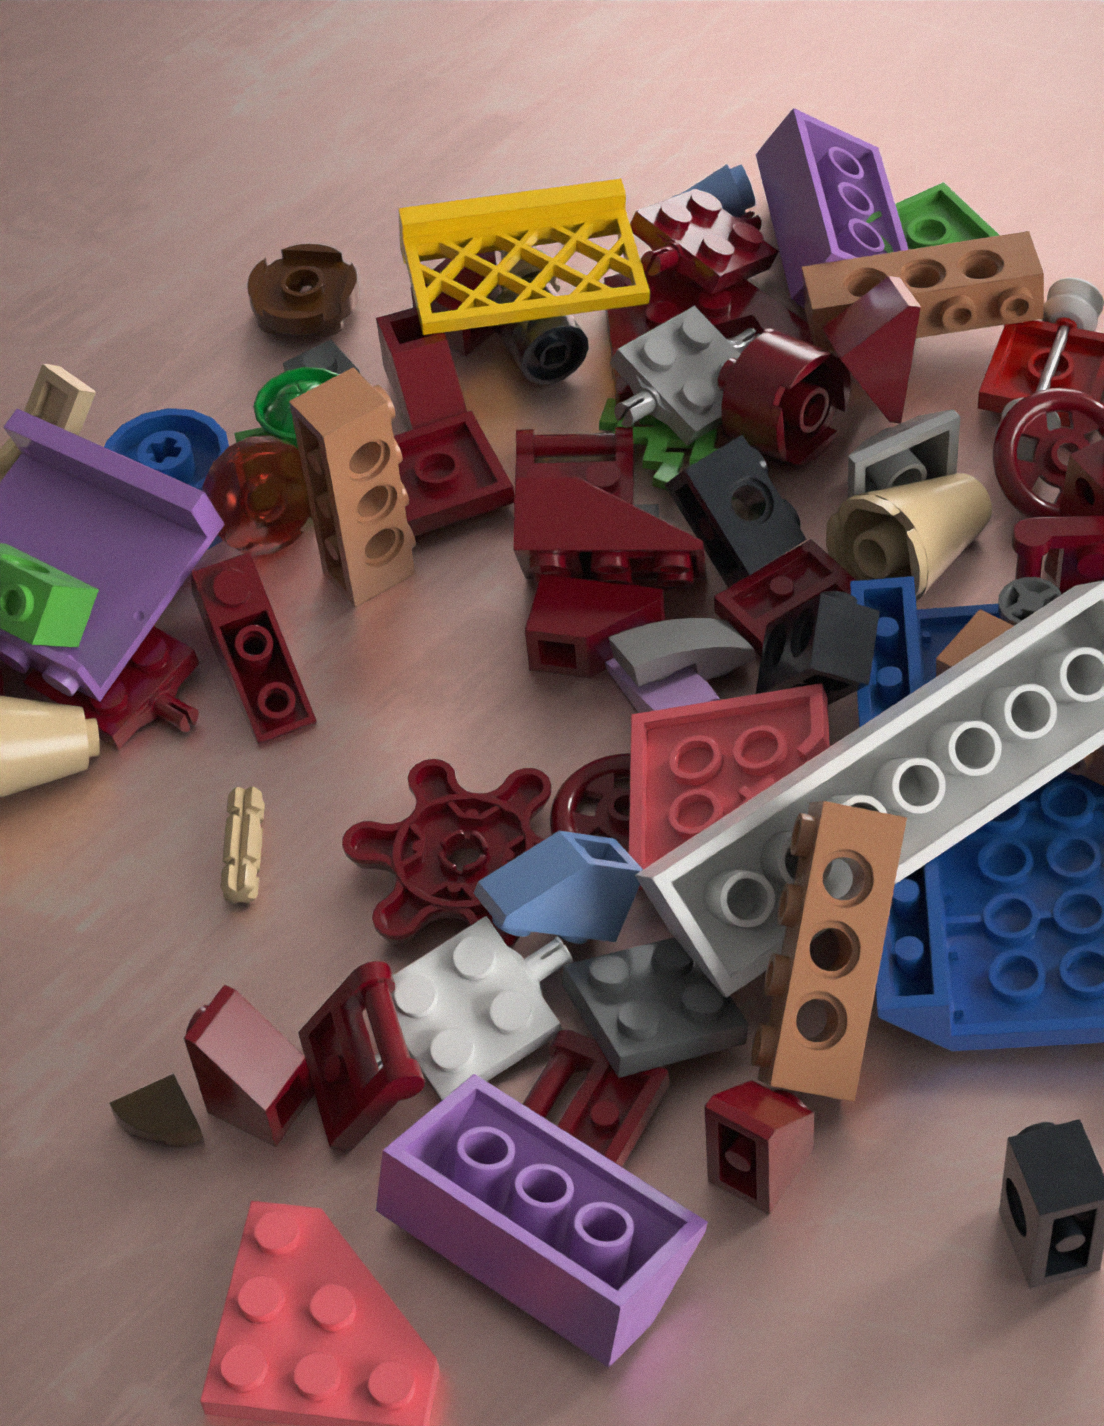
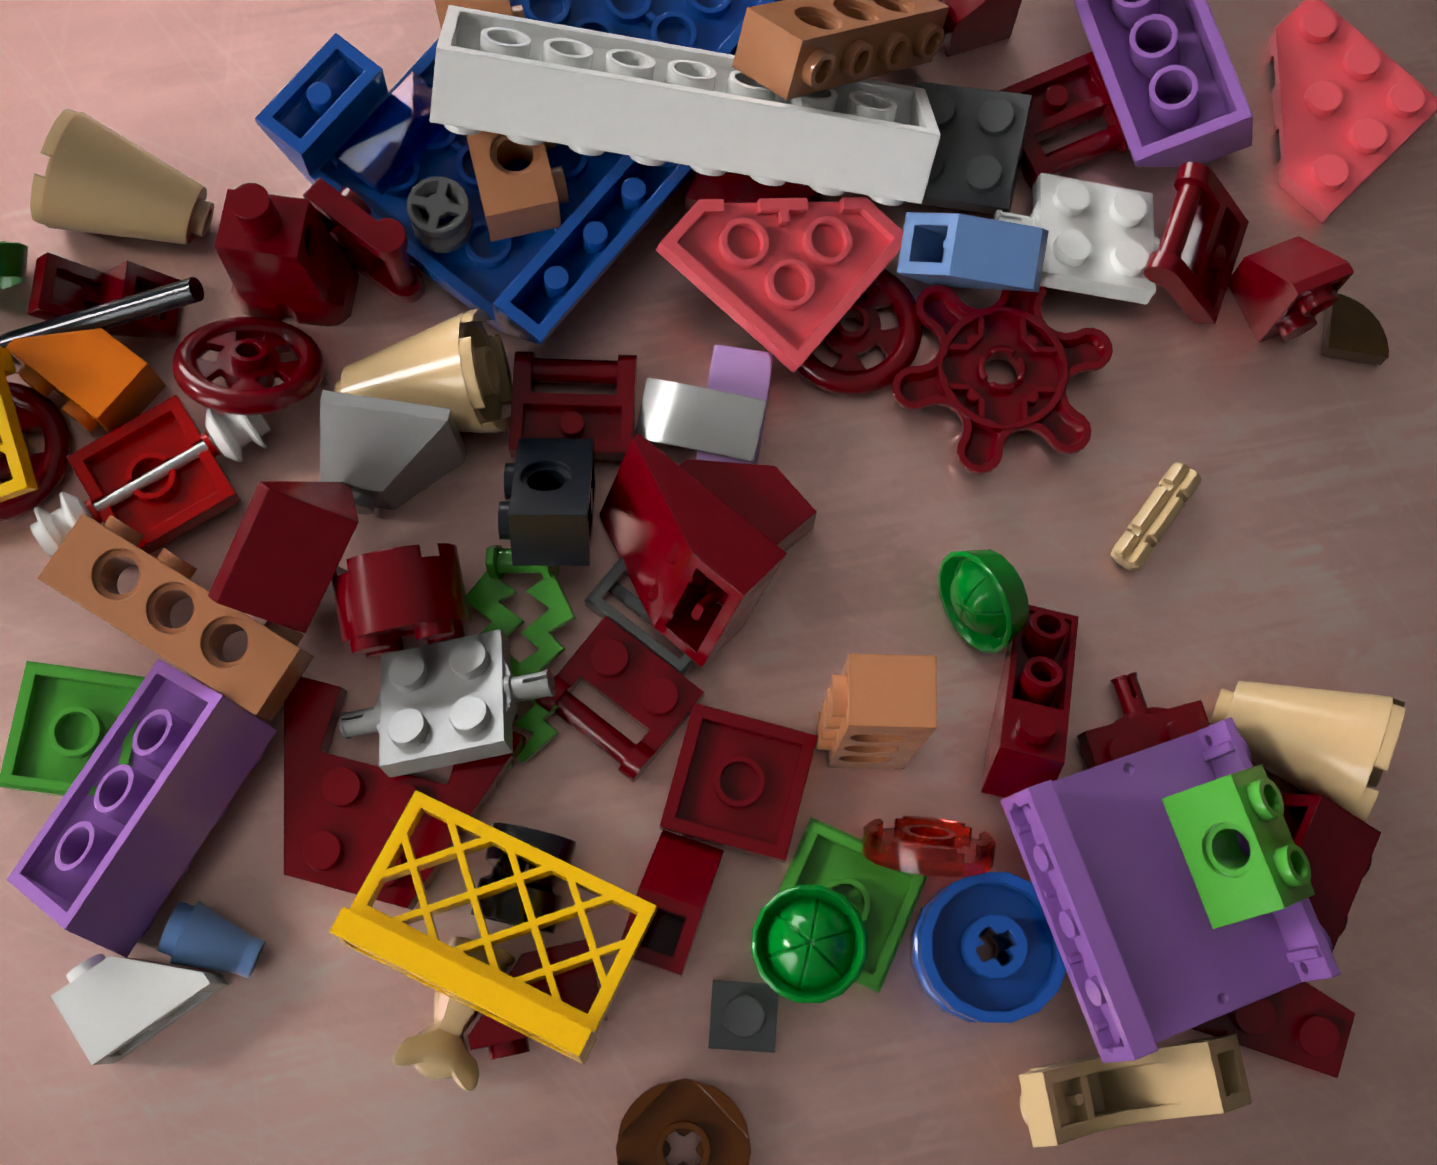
camera: 150 degrees left, 25 degrees up
(342, 672) = (983, 598): none -> green hat
(702, 240) = (292, 856): dark red plate -> none
(730, 135) = (127, 1001): none -> white slope
(818, 643) = (626, 296): black brick -> none

